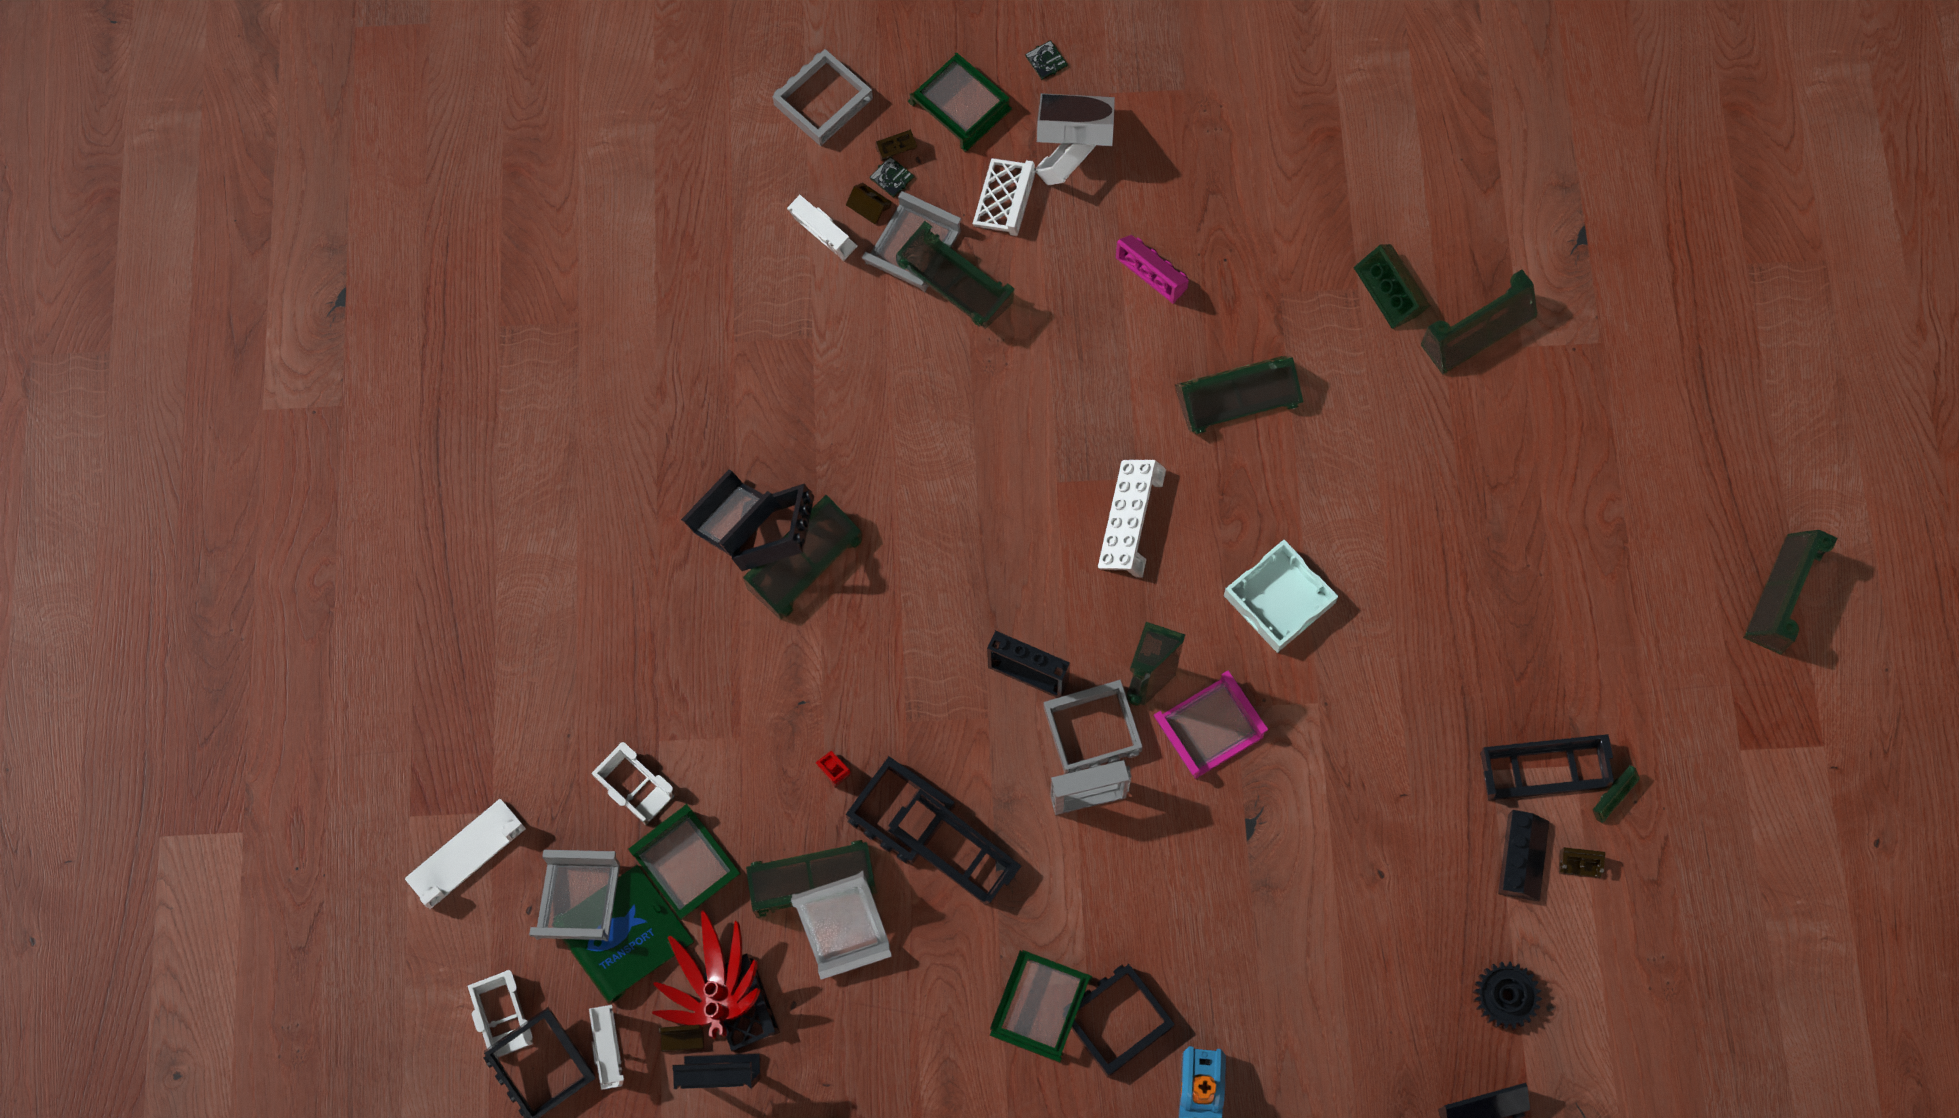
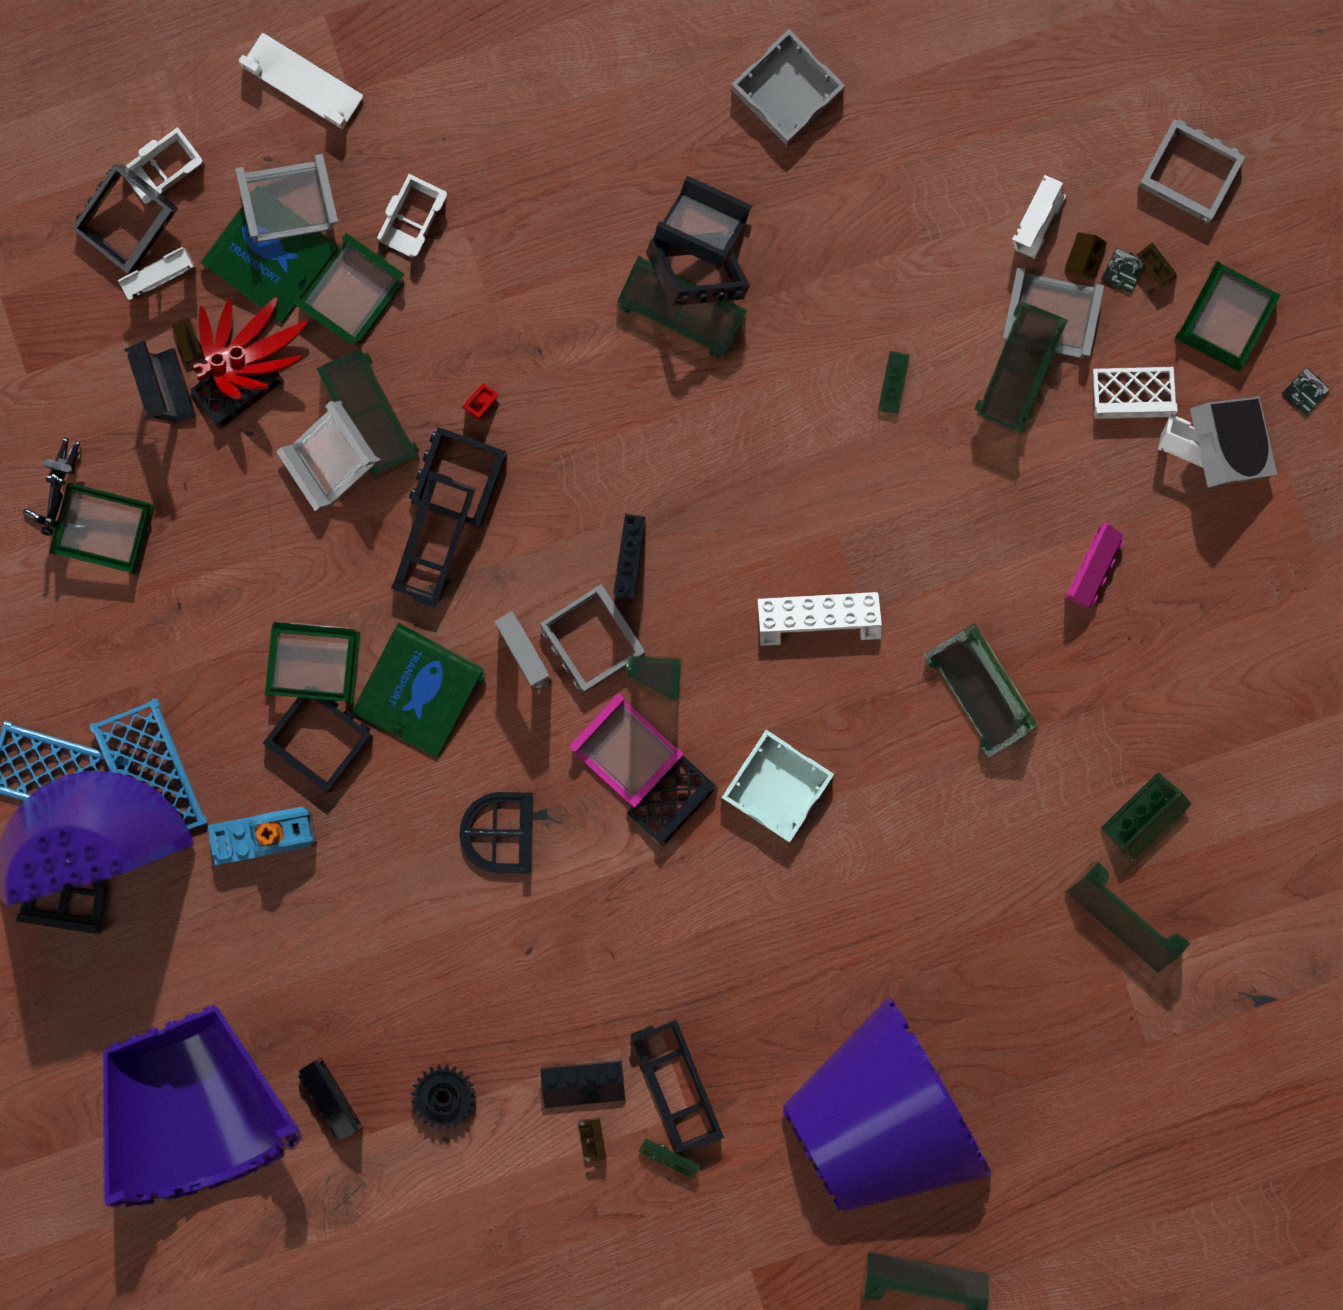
camera: 70 degrees right, 15 degrees up
(630, 410) = (787, 87): none -> light grey tile
(931, 394) = (893, 382): none -> clear green plate
(1096, 908) = (418, 688): none -> dark green door
(1264, 843) = (524, 833): none -> black window
(1283, 688) = (684, 812): none -> black fence
(1618, 580) = (882, 1119): none -> dark purple cone

